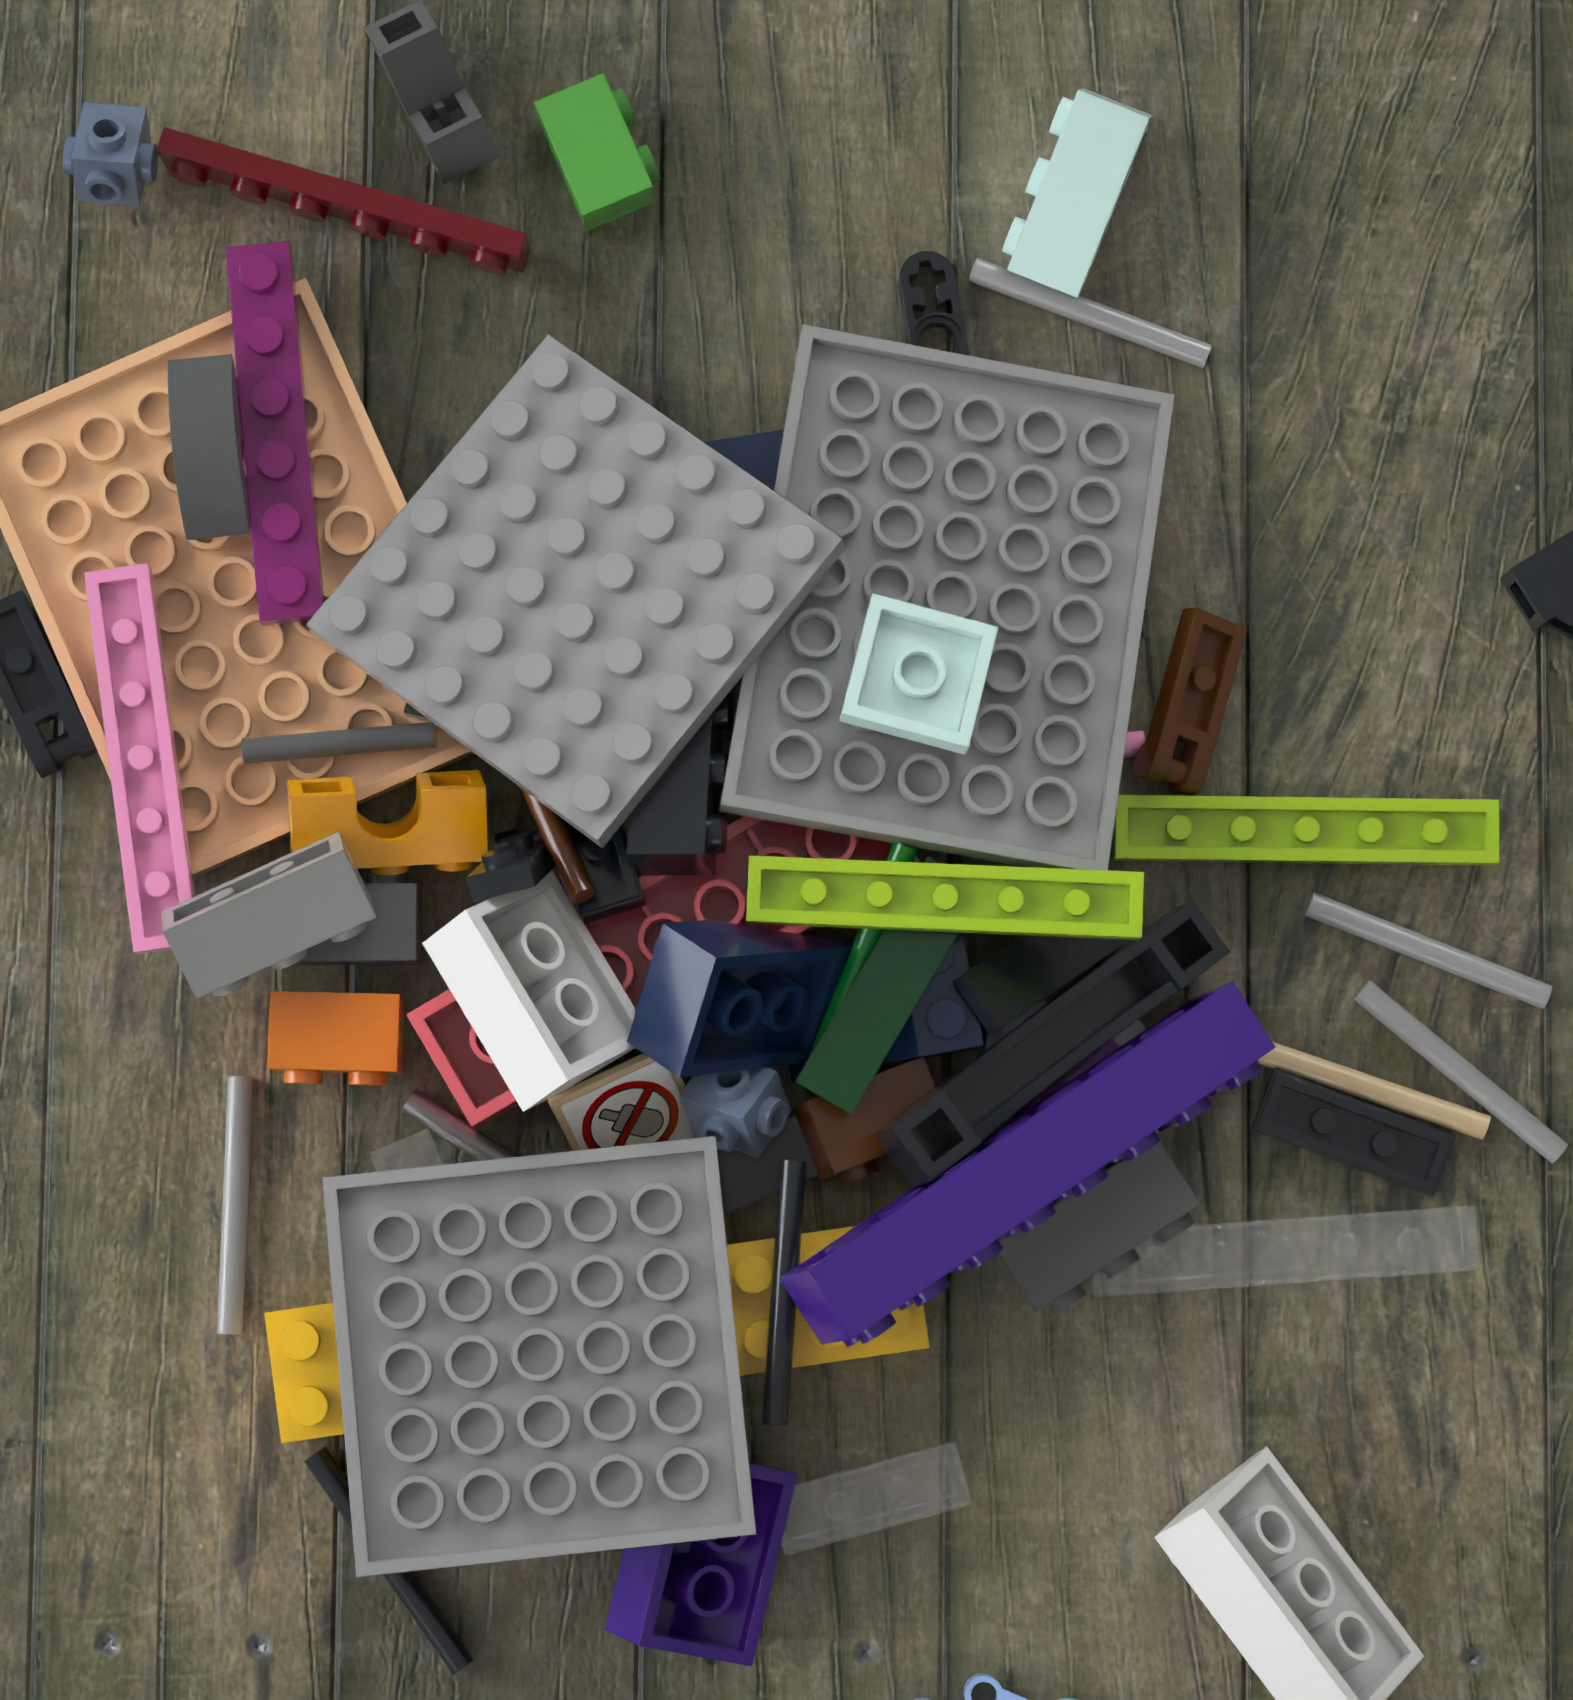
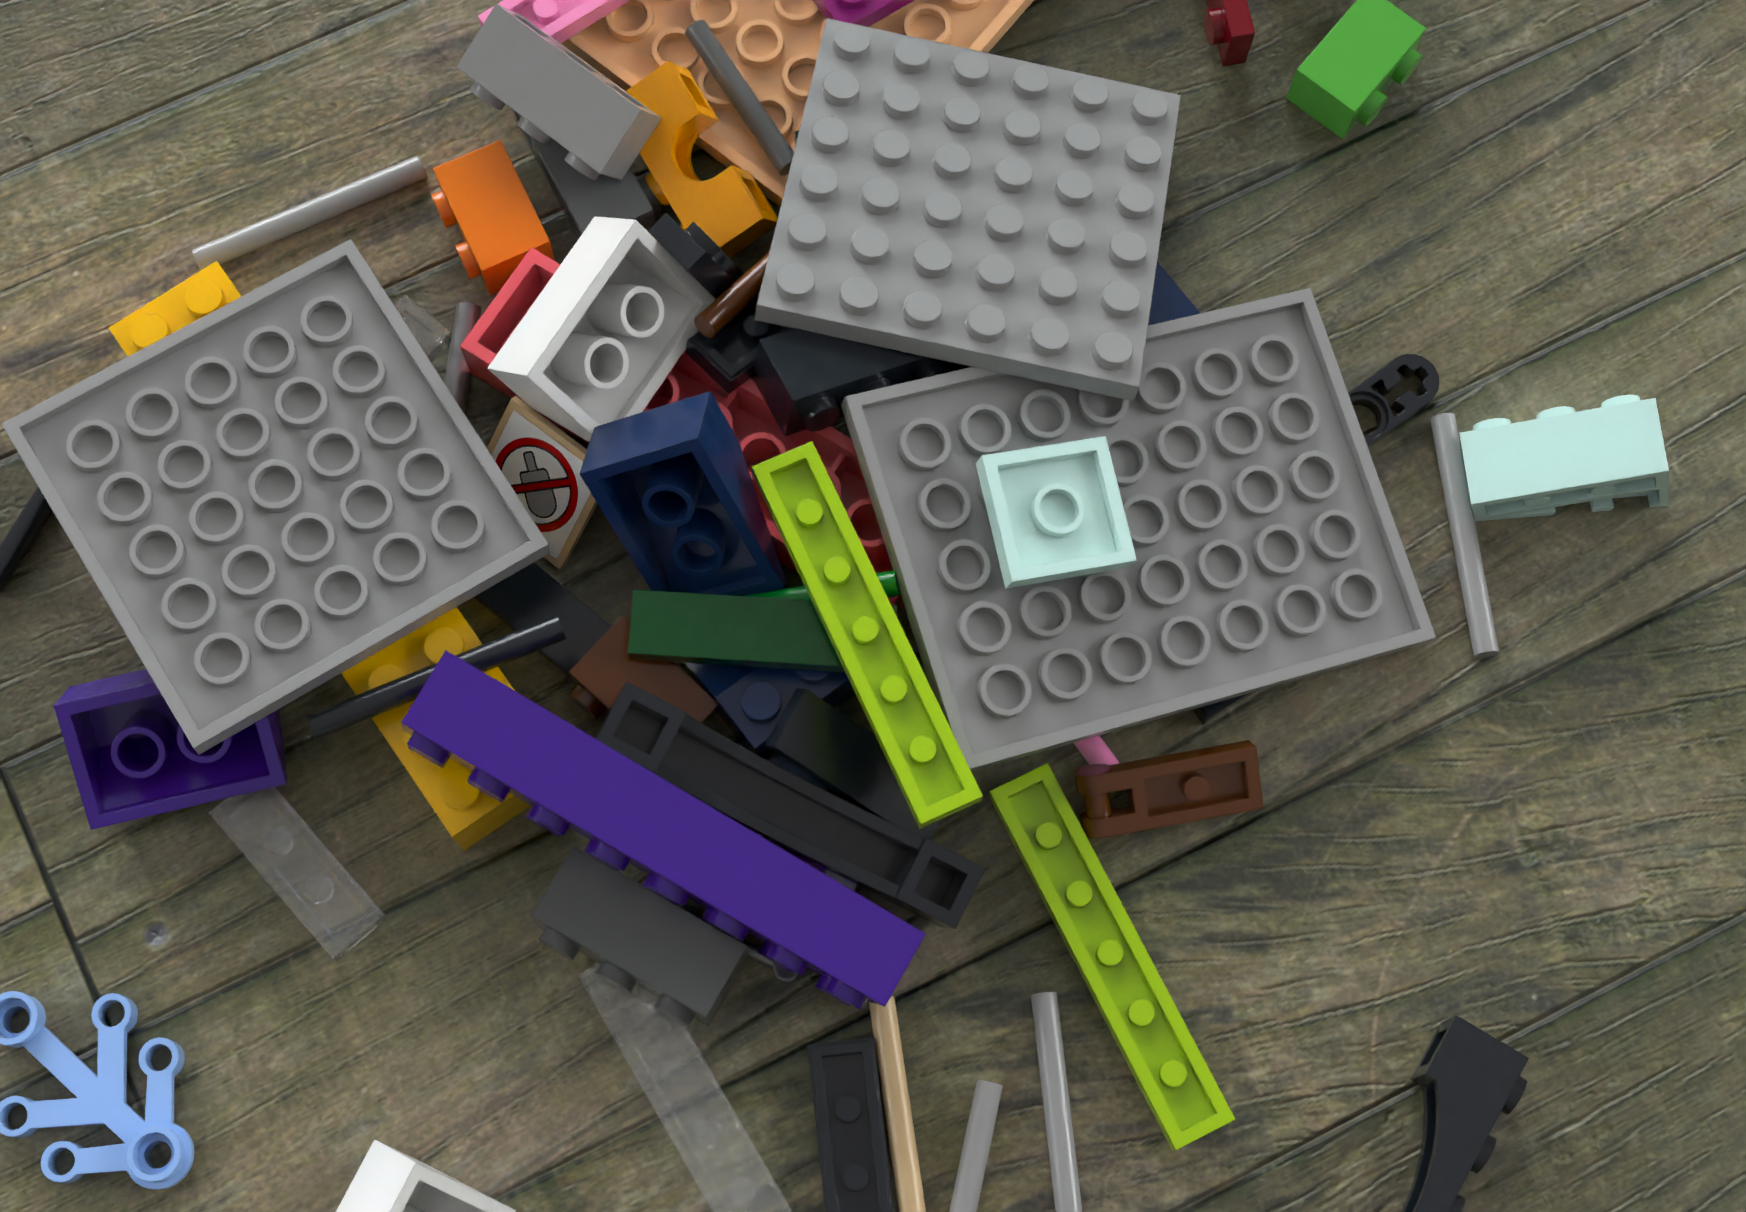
camera: 60 degrees right, 10 degrees down
(737, 1108) = (591, 567): sand blue brick -> none

